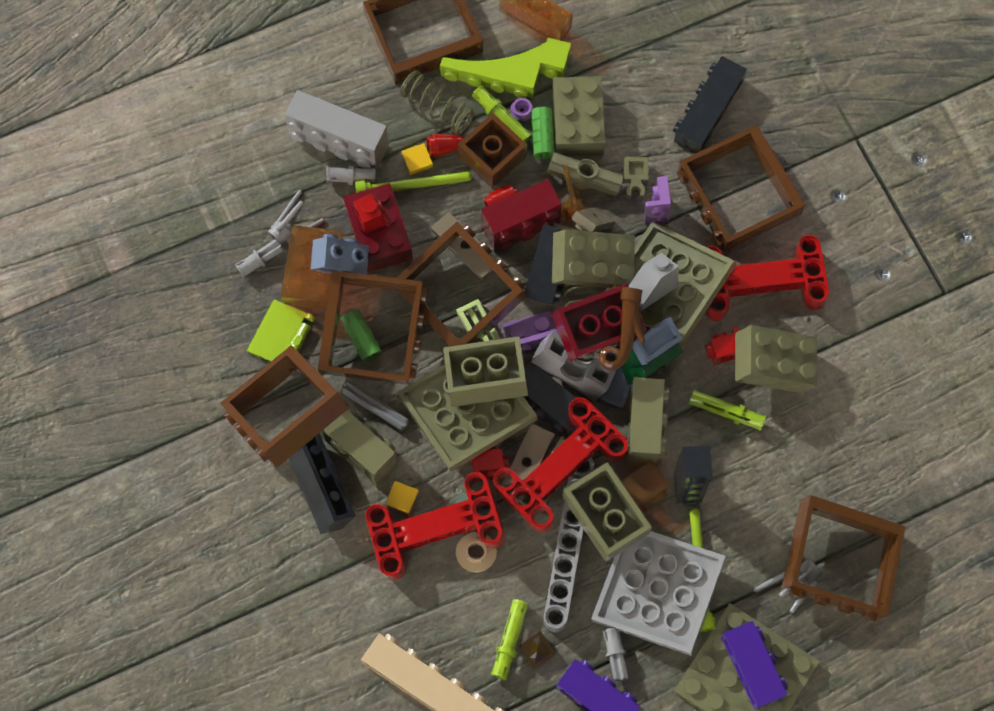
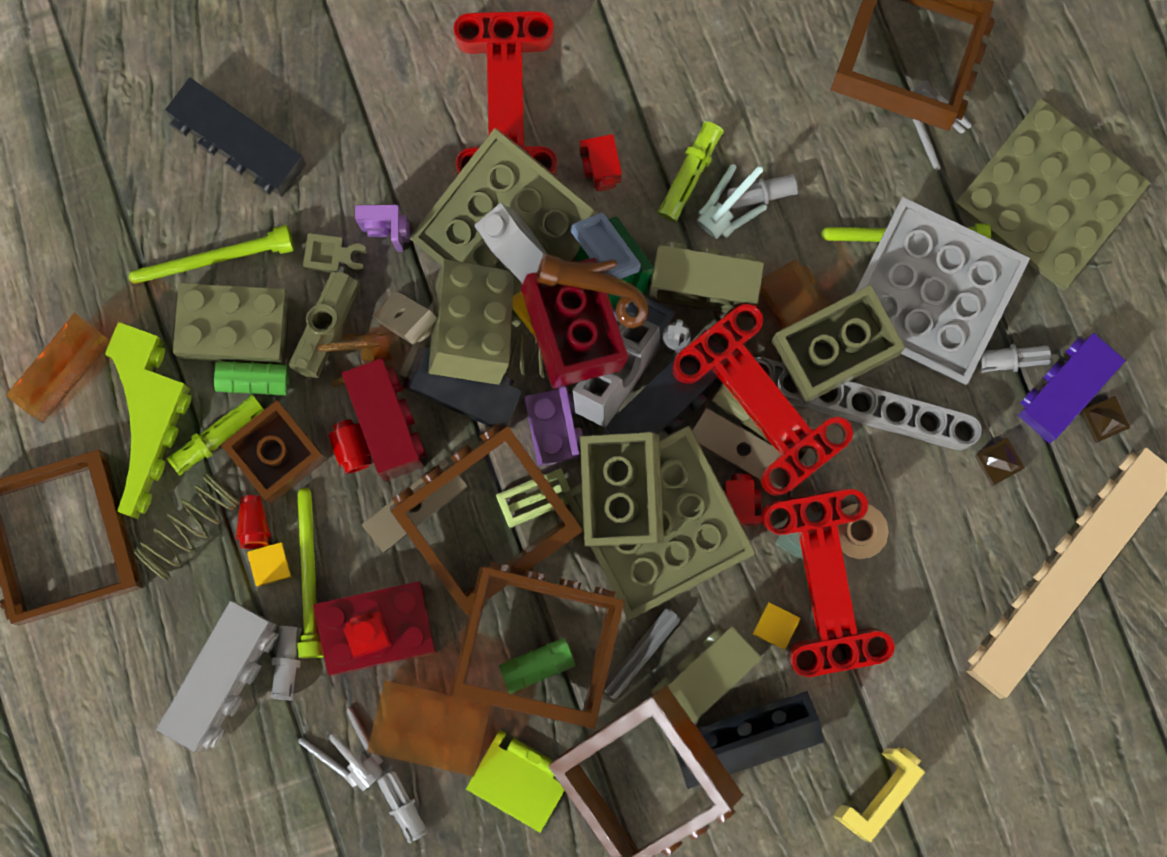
camera: 85 degrees left, 10 degrees up
(263, 561) = (888, 798): none -> light yellow panel
(339, 255) = (430, 684): sand blue brick -> none
(506, 651) = (991, 498): lime pin -> none
(522, 103) = (209, 396): medium lavender plate -> none
(604, 404) = (676, 336): none -> light grey axle
(642, 141) = (277, 240): none -> lime piece
(693, 475) = (799, 221): black brick -> none
(696, 430) = (717, 219): none -> light aqua plant
(720, 463) = (766, 190): none -> light grey axle
(754, 665) = (1049, 178): dark purple brick -> none
(773, 169) = (346, 63): reddish brown window -> none
(775, 359) = (632, 95): olive brick -> none

